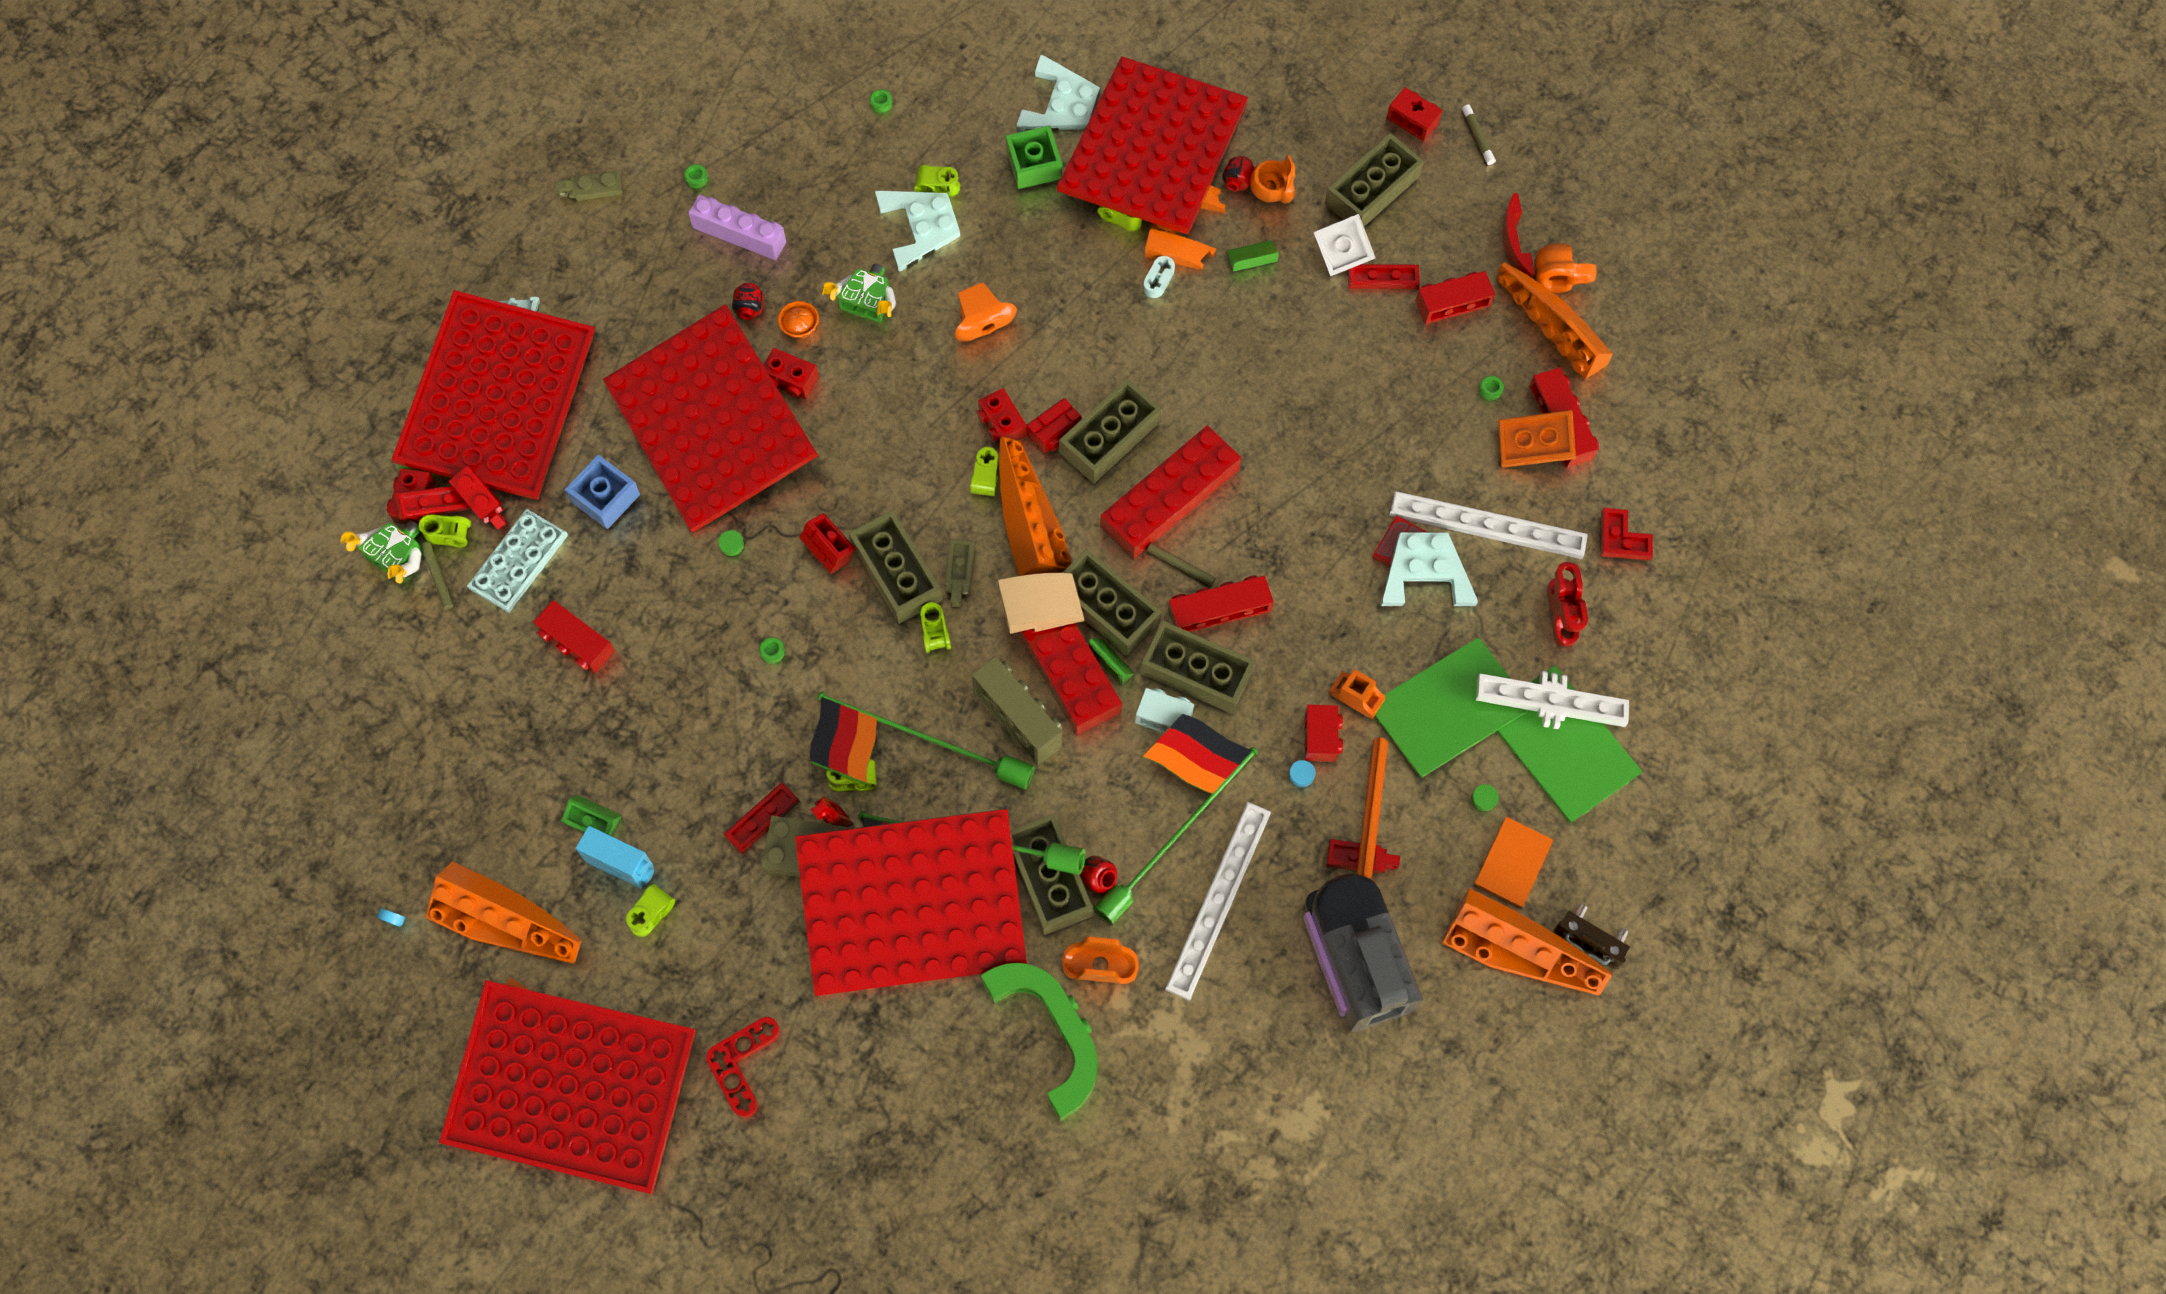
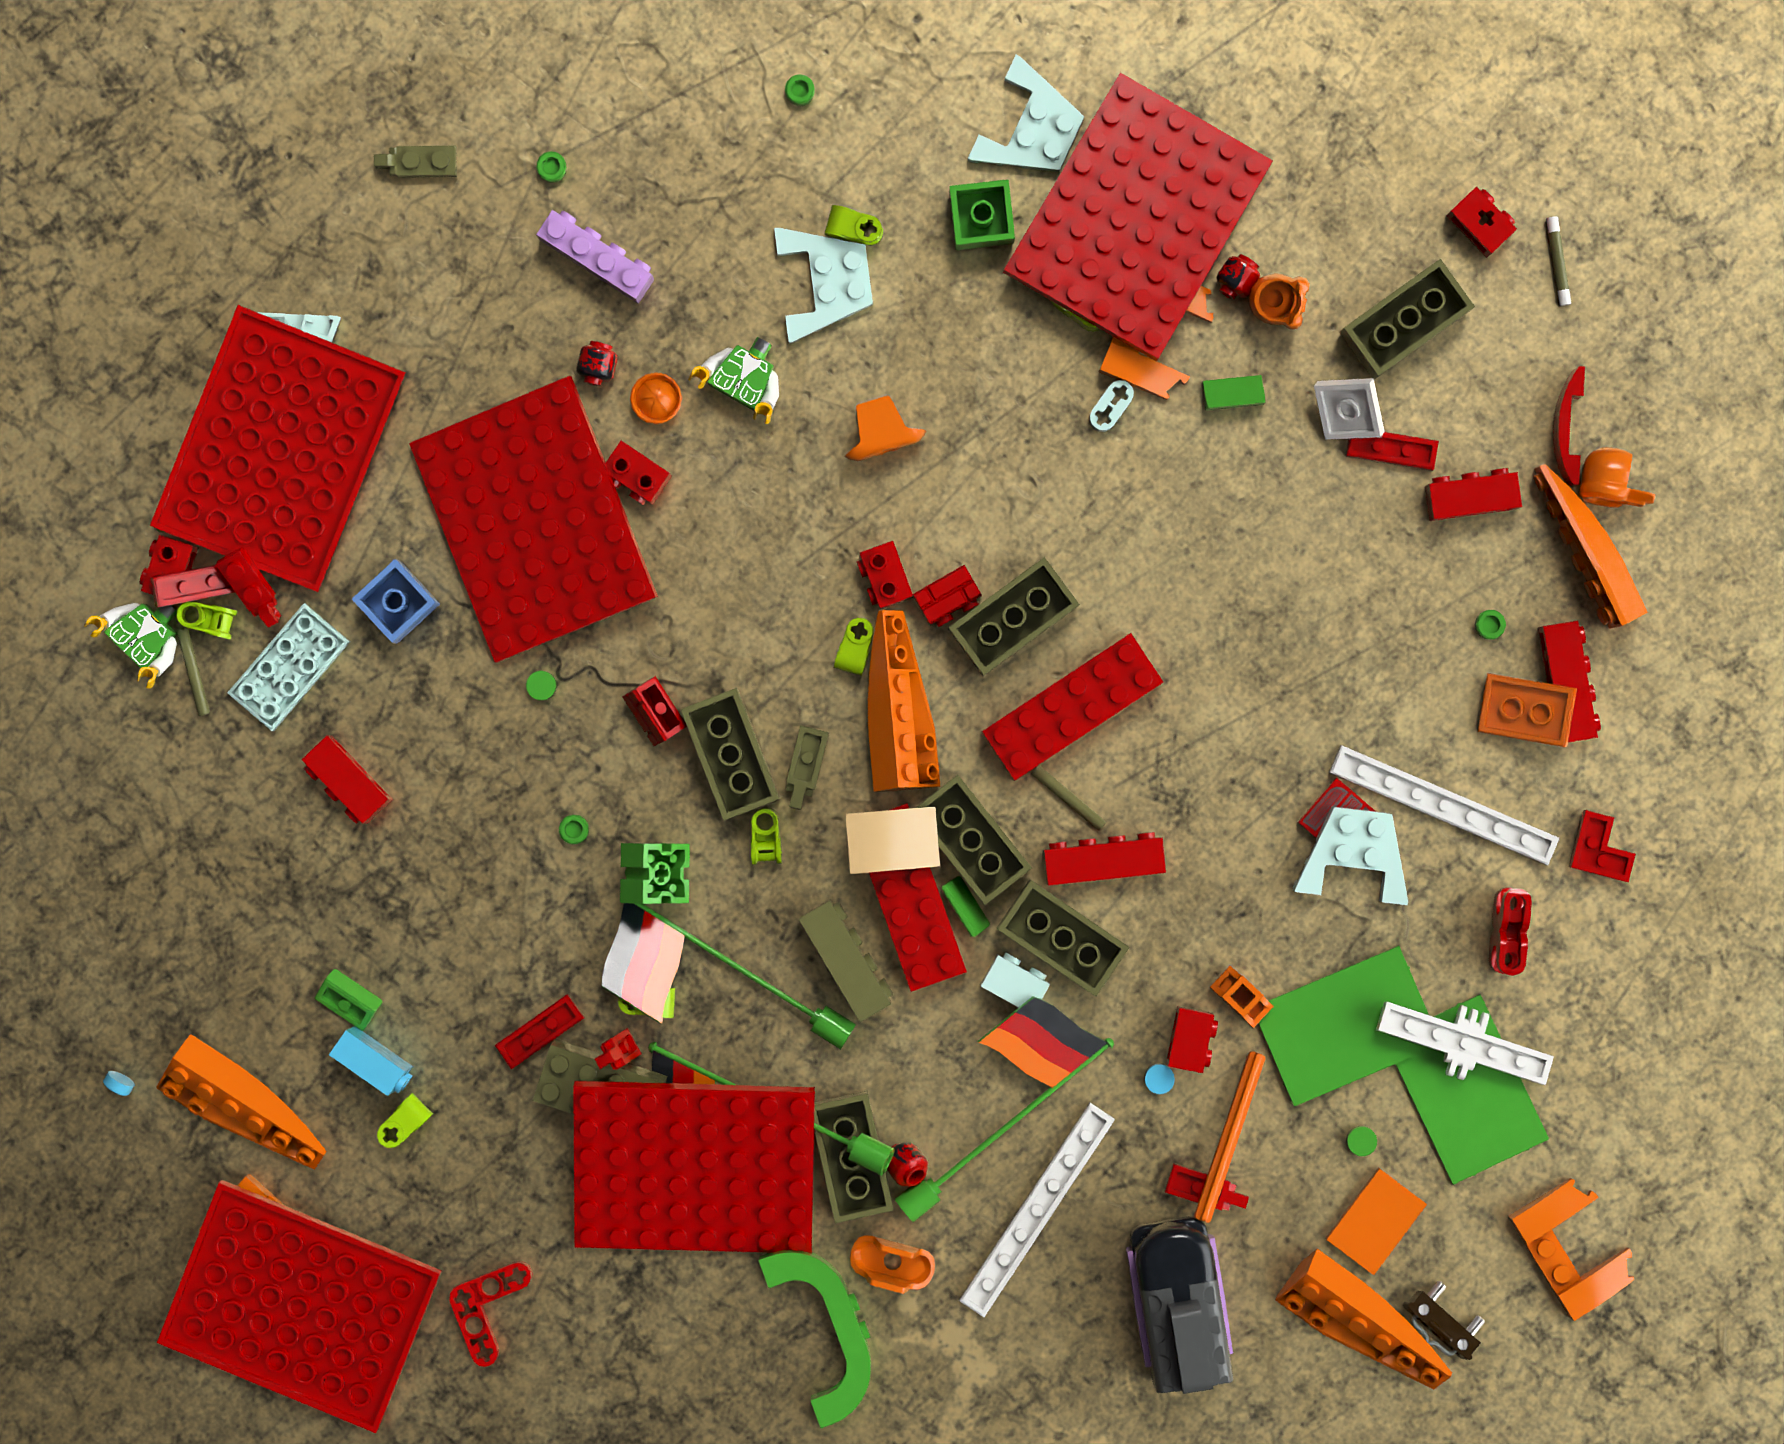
camera: 15 degrees right, 20 degrees up
(844, 665) = (654, 873): none -> bright green brick
(1695, 894) = (1535, 1226): none -> orange wedge

